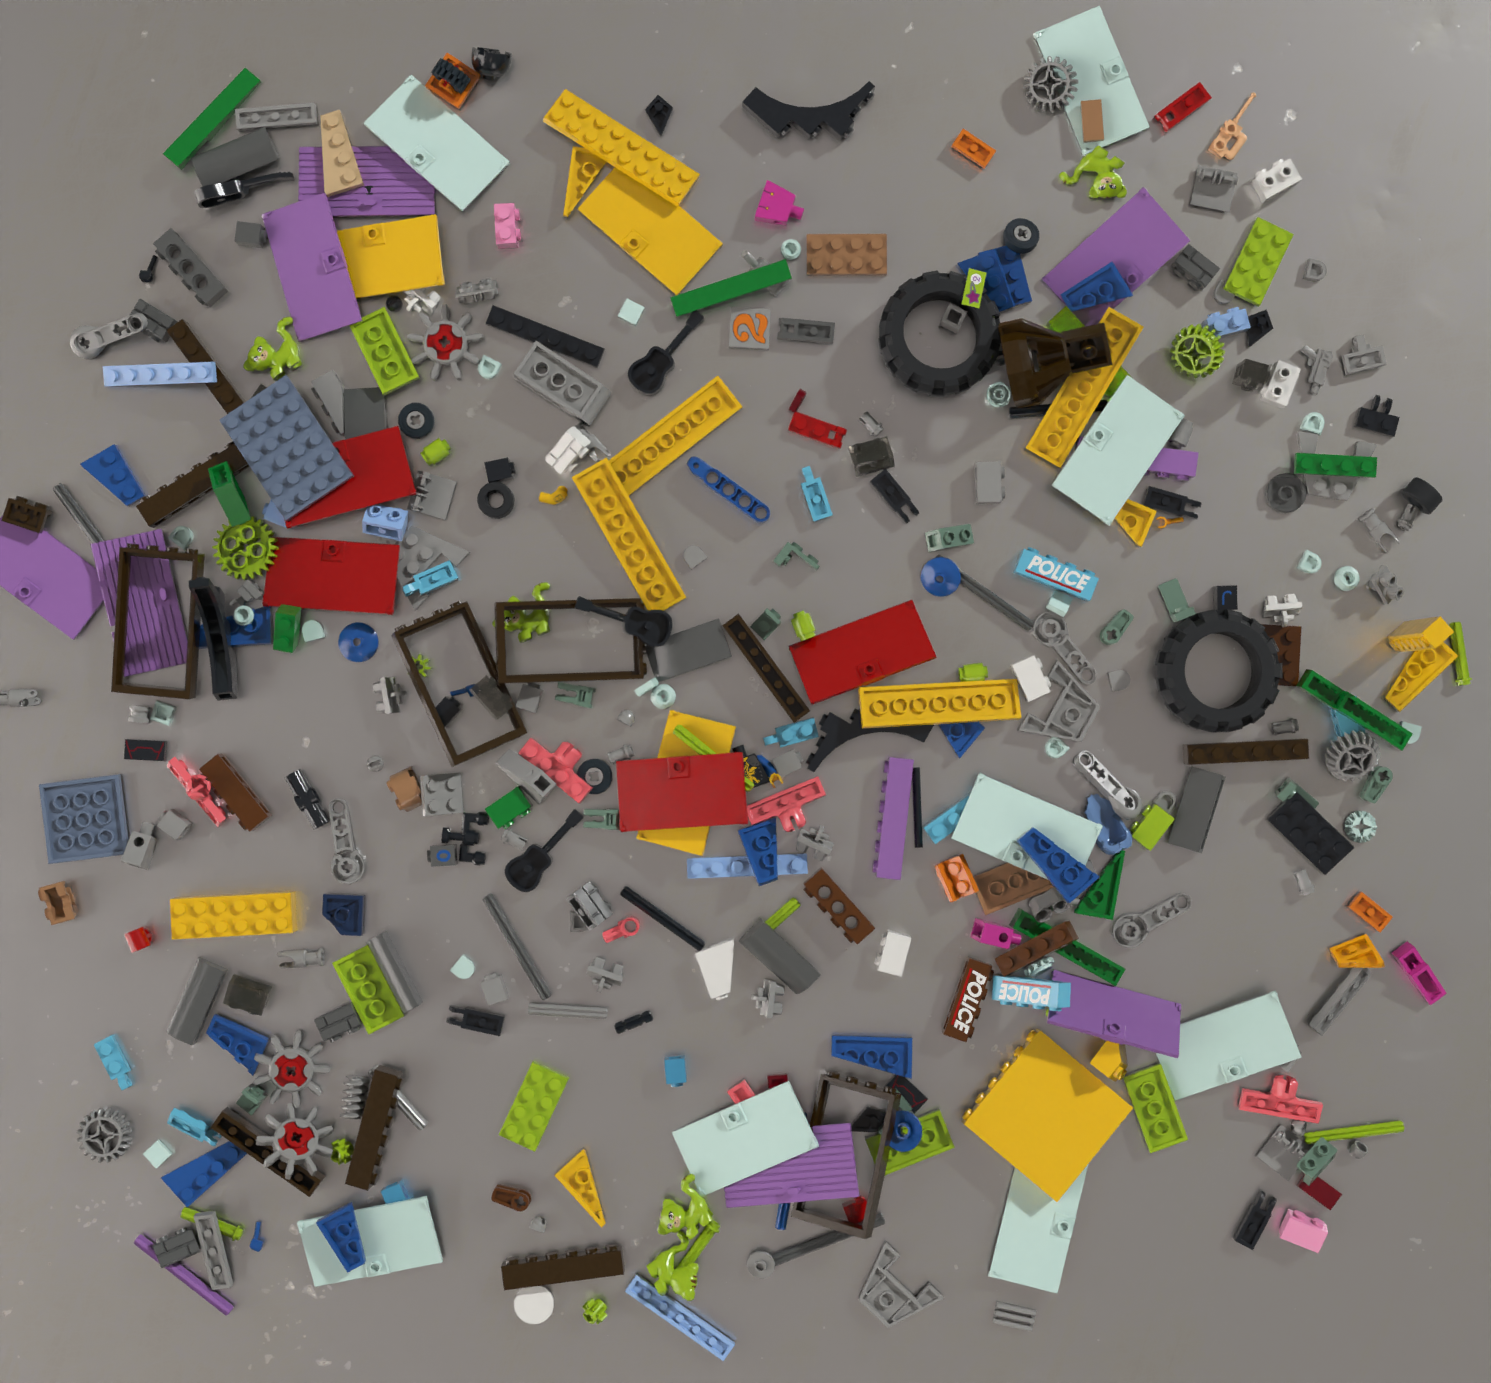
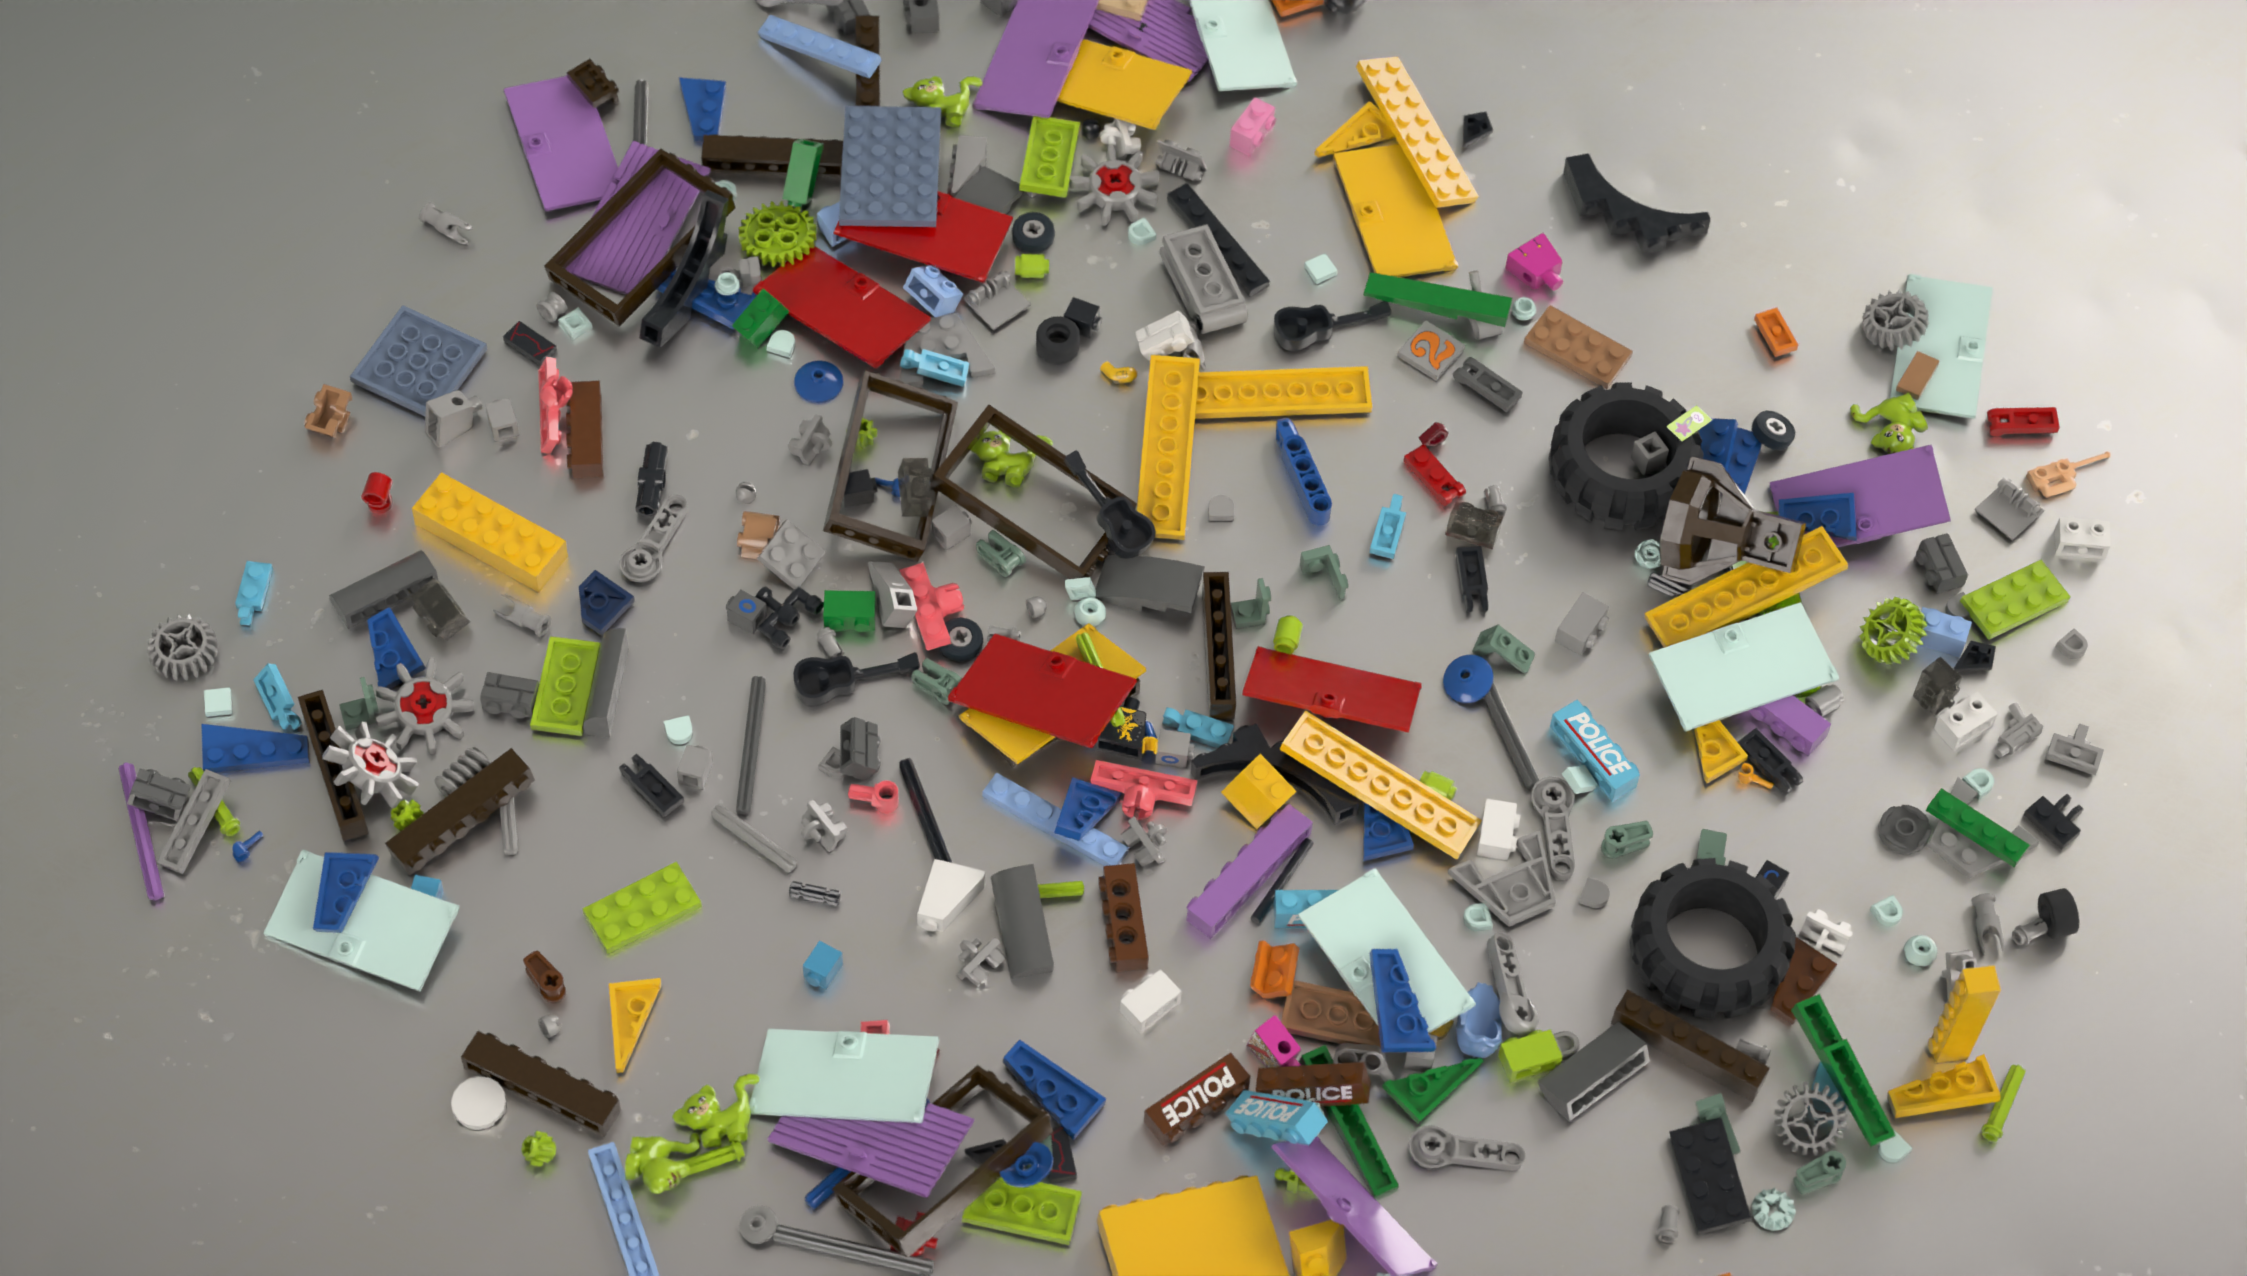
camera: 30 degrees right, 30 degrees down
(865, 760) = (1258, 791): none -> yellow slope

